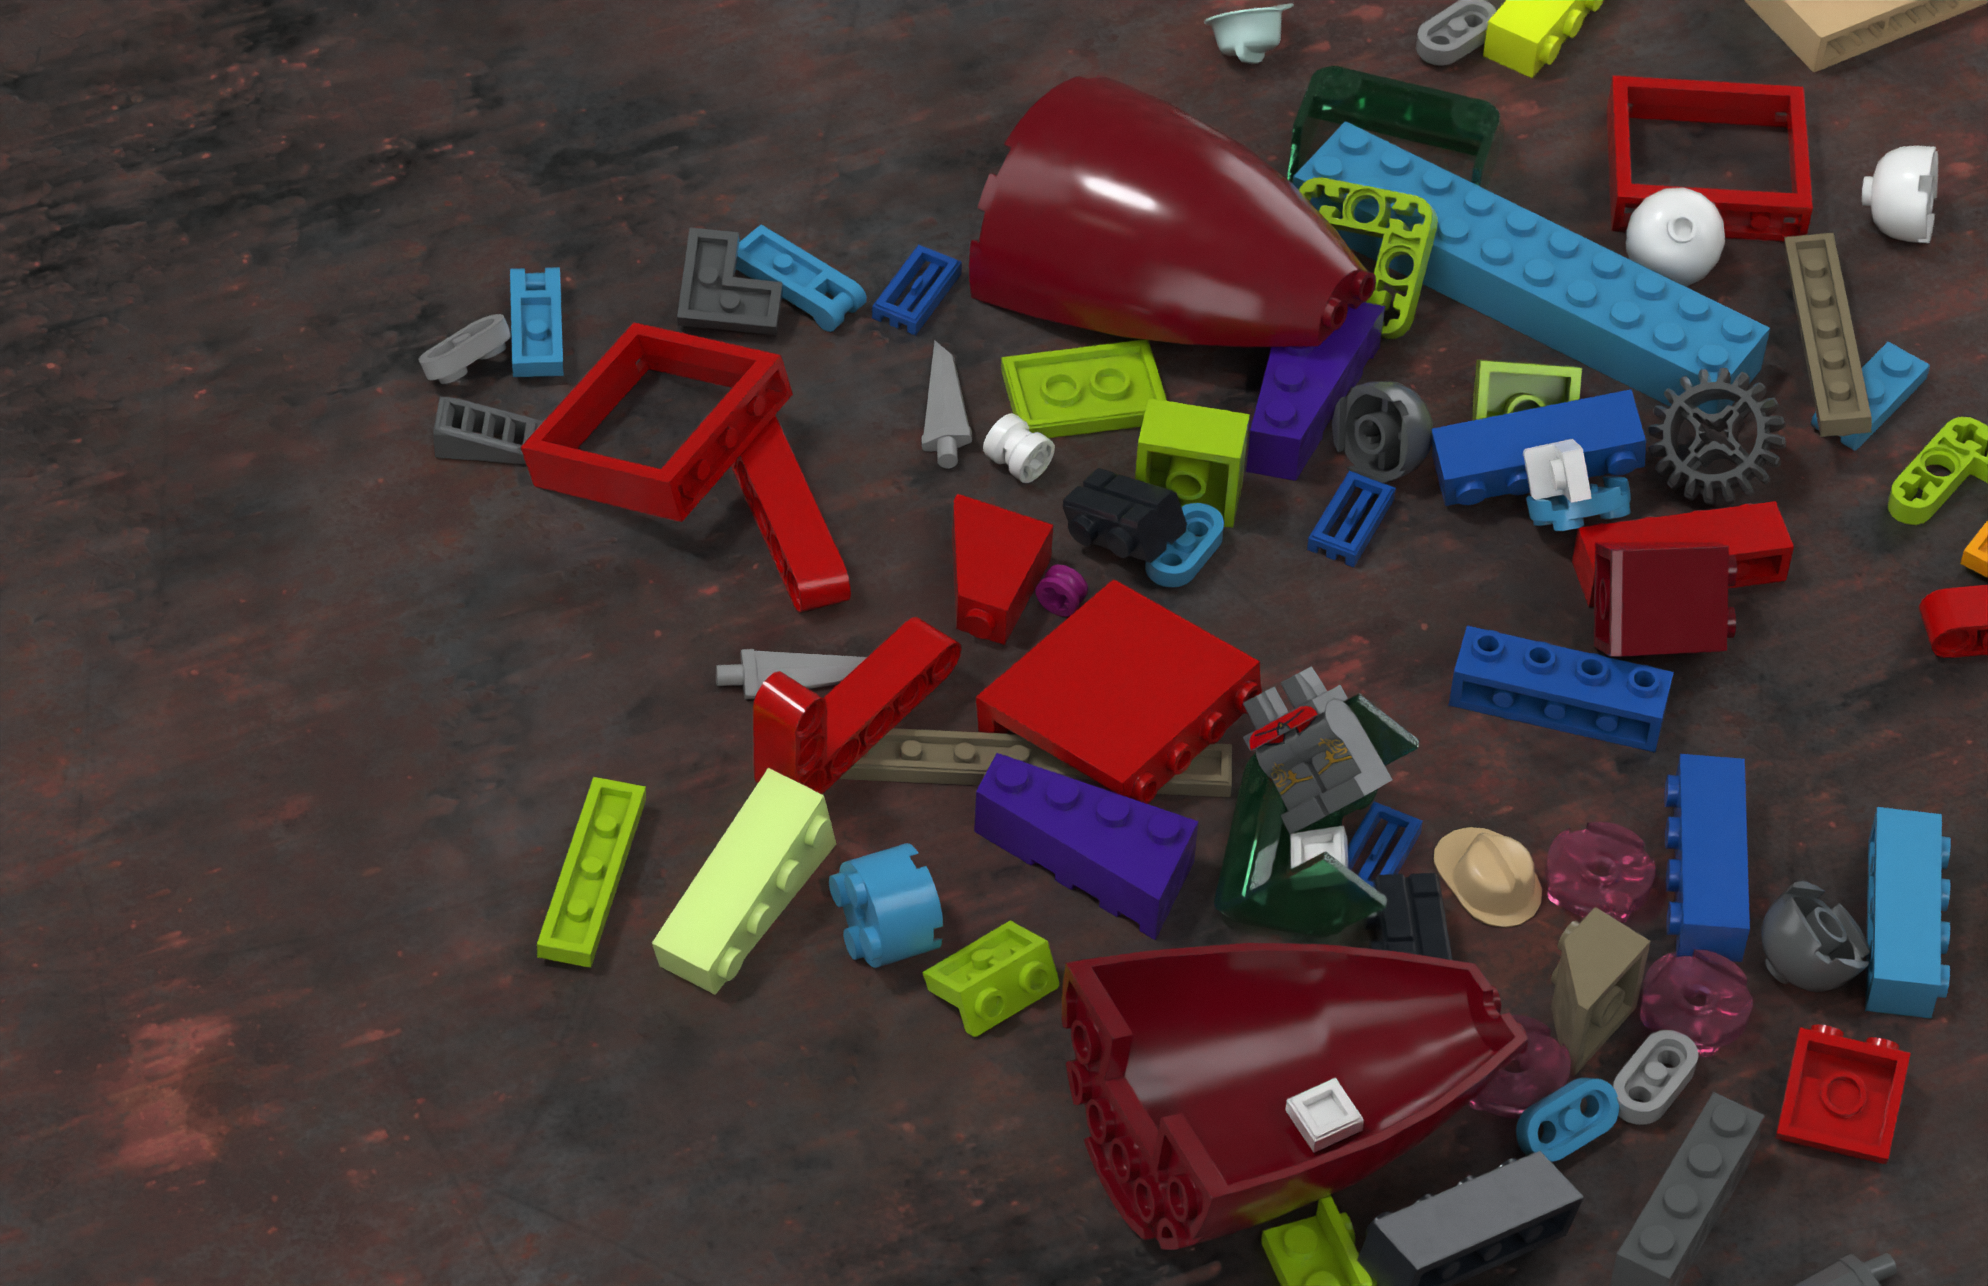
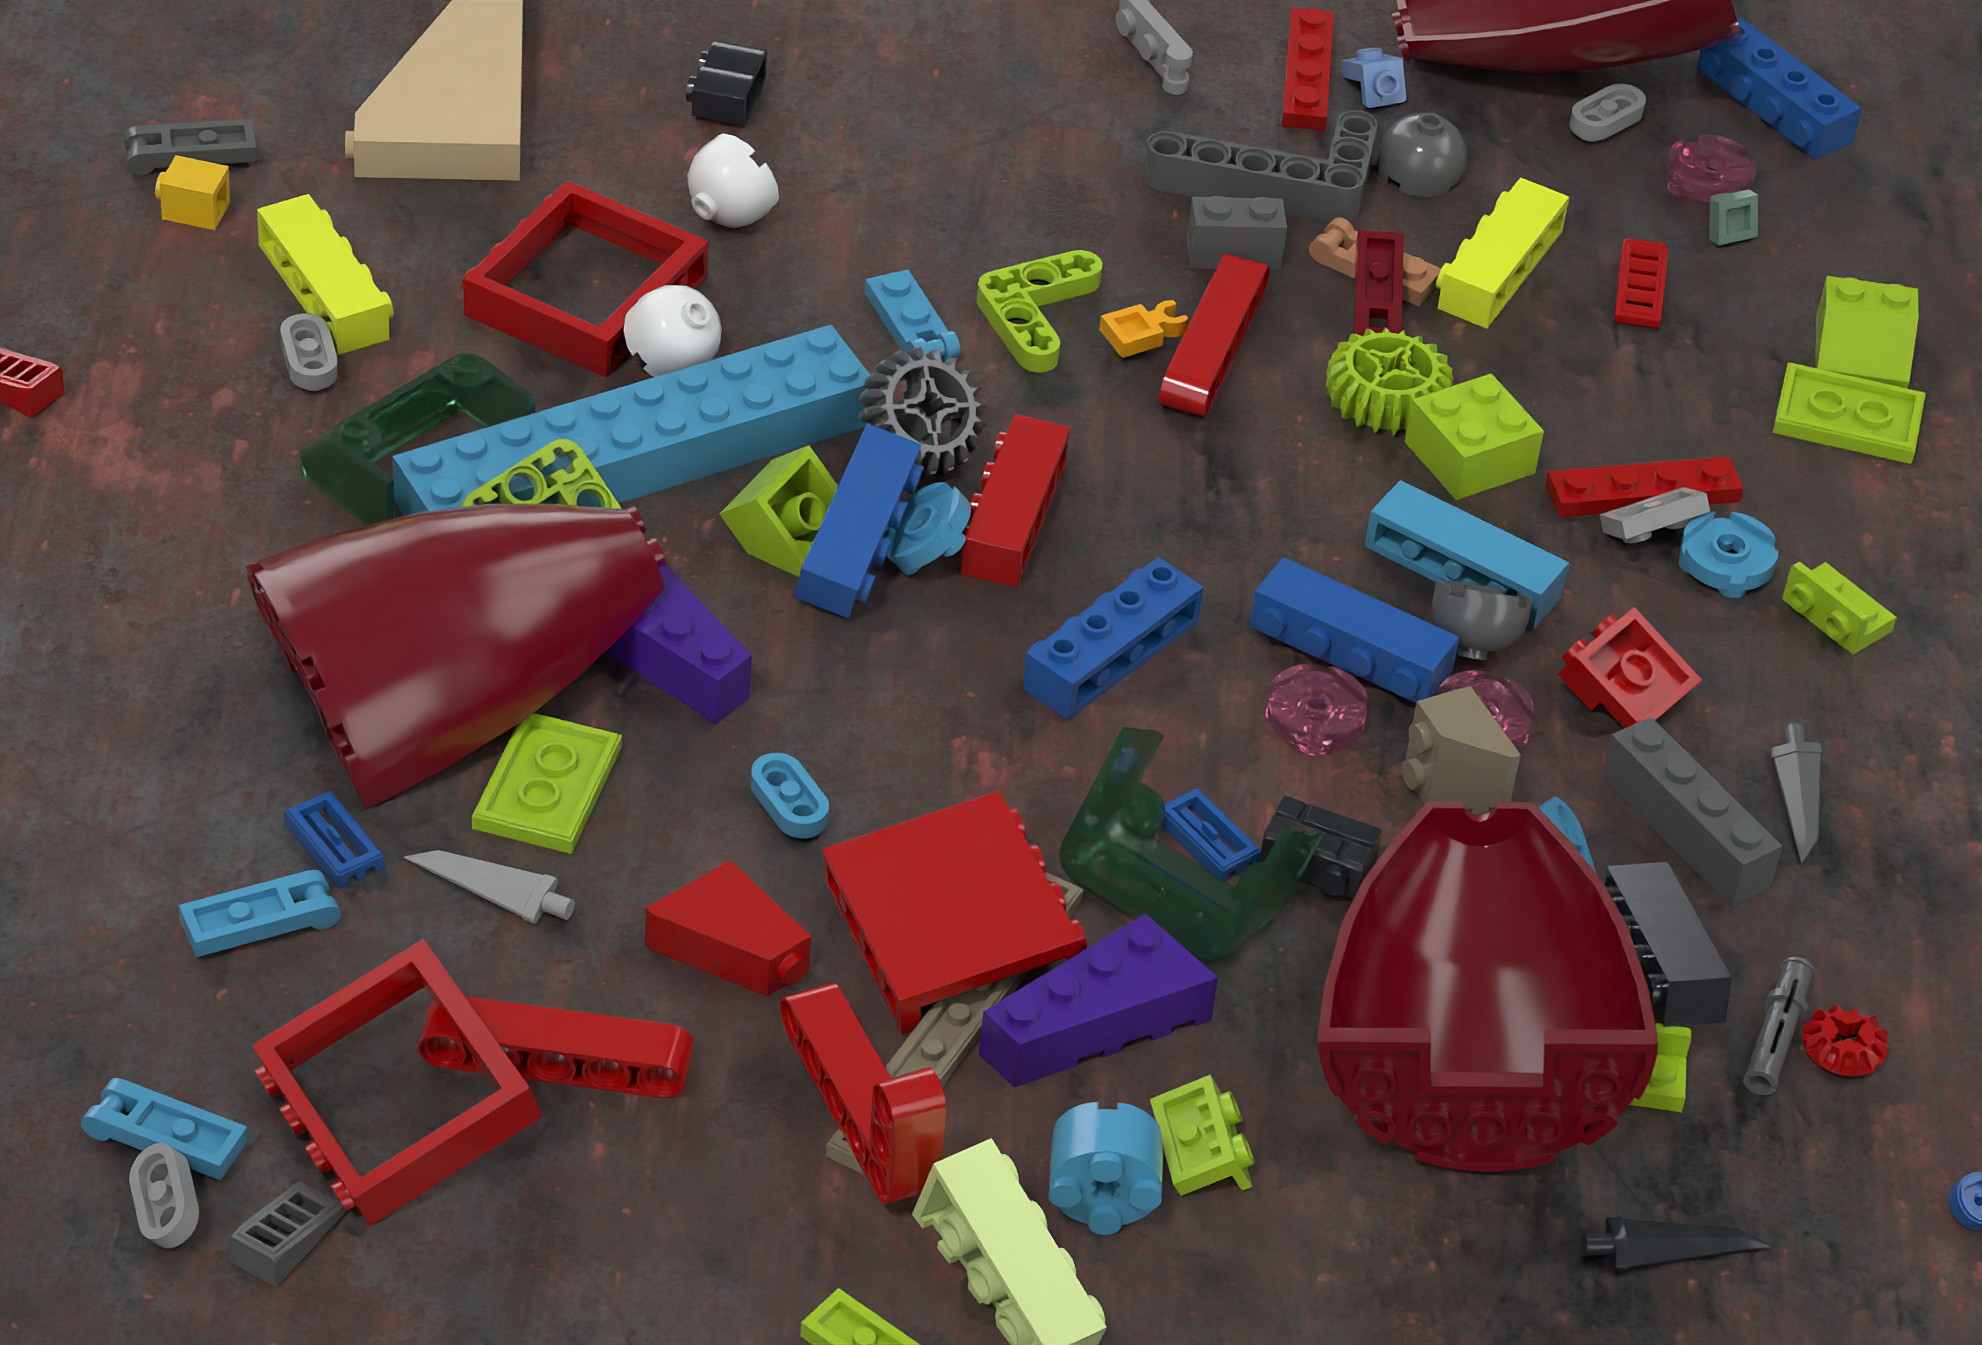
camera: 65 degrees left, 5 degrees down
(715, 297) = (236, 979): dark grey plate -> none
(806, 669) = (746, 1135): light grey bar -> none
(1021, 450) = (599, 851): white wheel -> none
(1061, 590) = (792, 894): magenta bush -> none
(1124, 515) = (746, 811): black brick -> none
(1194, 453) = (718, 737): lime brick -> none
(1248, 32) = (201, 468): light aqua piece -> none
(1313, 752) = (1116, 792): dark grey hips -> none
(1314, 842) = (1203, 864): white tile -> none
(1324, 1115) = (1487, 985): white tile -> none
(1338, 545) = (817, 682): blue tile -> none
(1382, 430) = (765, 606): dark grey cylinder -> none
(1489, 876) = (1274, 768): tan piece -> none
(1557, 470) = (922, 504): white bracket -> none
(1650, 1081) = (1548, 771): light grey plate -> none
(1663, 597) = (1078, 528): dark red slope -> none
(1827, 335) = (847, 302): dark tan plate -> none

